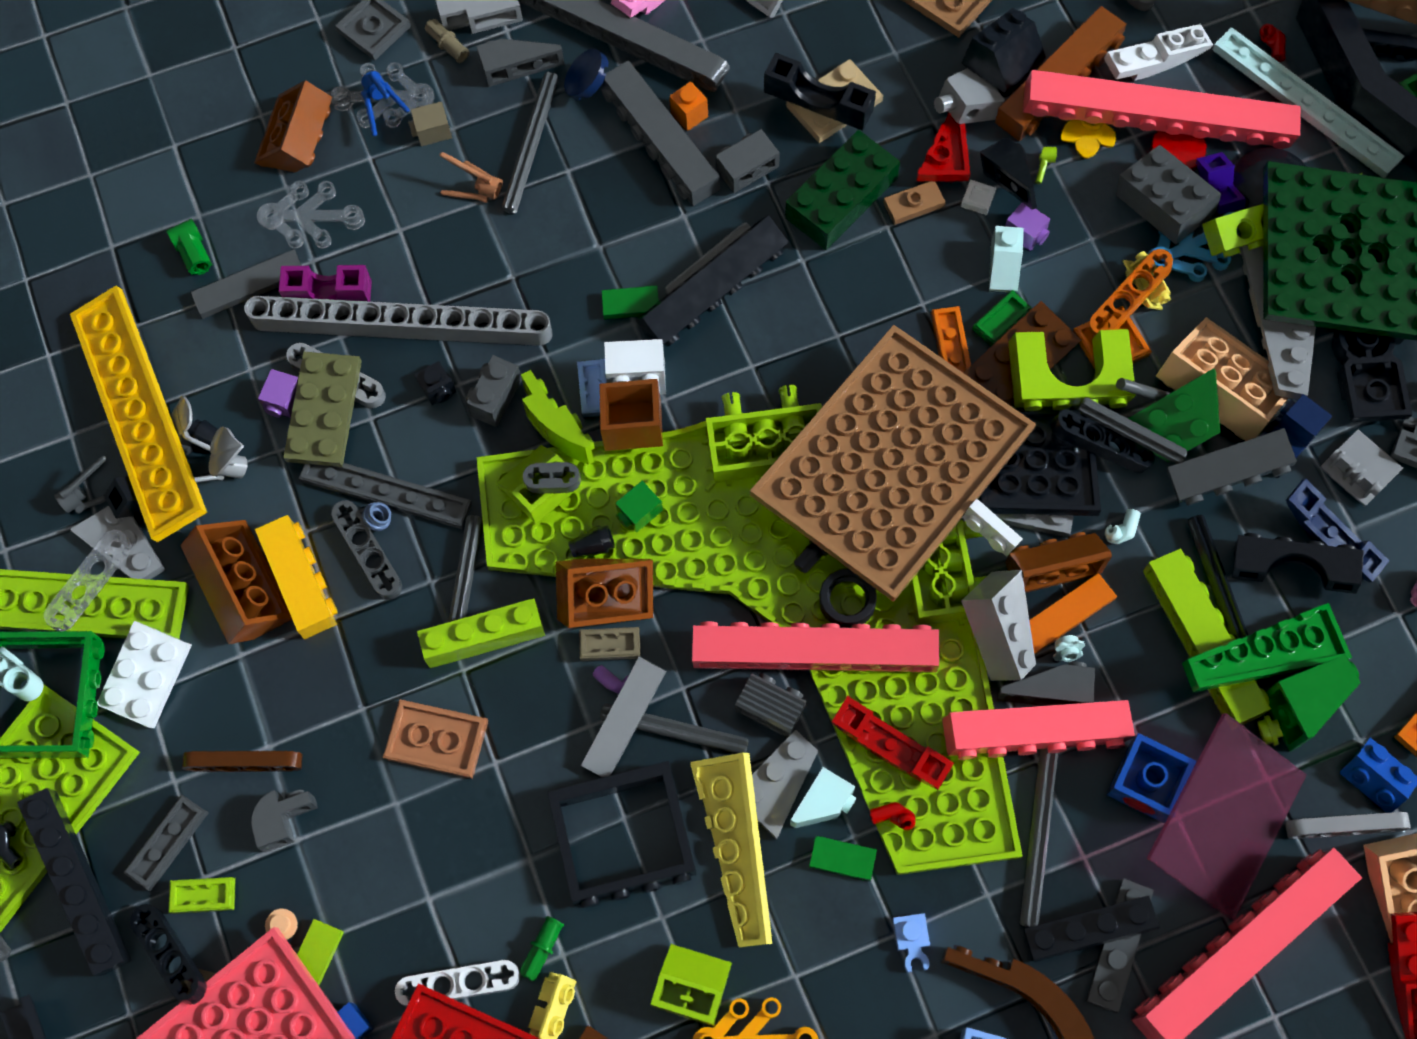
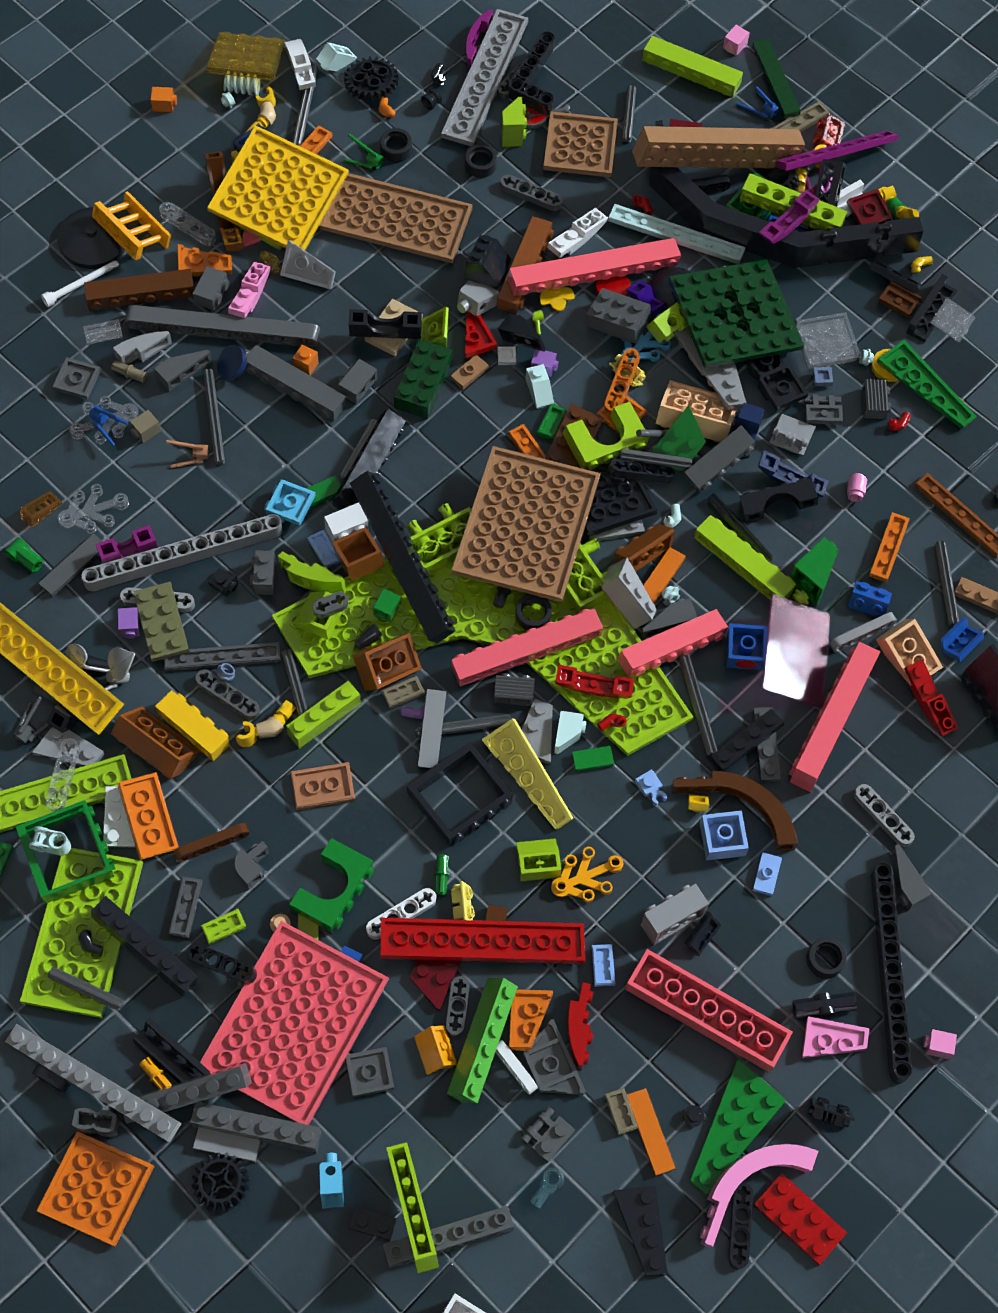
camera: 30 degrees left, 5 degrees down
(170, 688) = (147, 816): none -> orange tile
(238, 198) = (32, 517): none -> clear orange slope
(294, 128) = (56, 459): dark orange slope -> none
(353, 940) = (329, 912): none -> green arch
(398, 622) = (267, 728): none -> yellow piece
(574, 302) = (290, 502): none -> medium azure plate
(691, 445) = (403, 557): none -> black brick
(892, 123) = (436, 327): none -> lime slope
(973, 998) = (698, 803): none -> yellow plate
(986, 523) = (599, 541): white plate -> none
(1270, 652) = (782, 553): green wing -> none

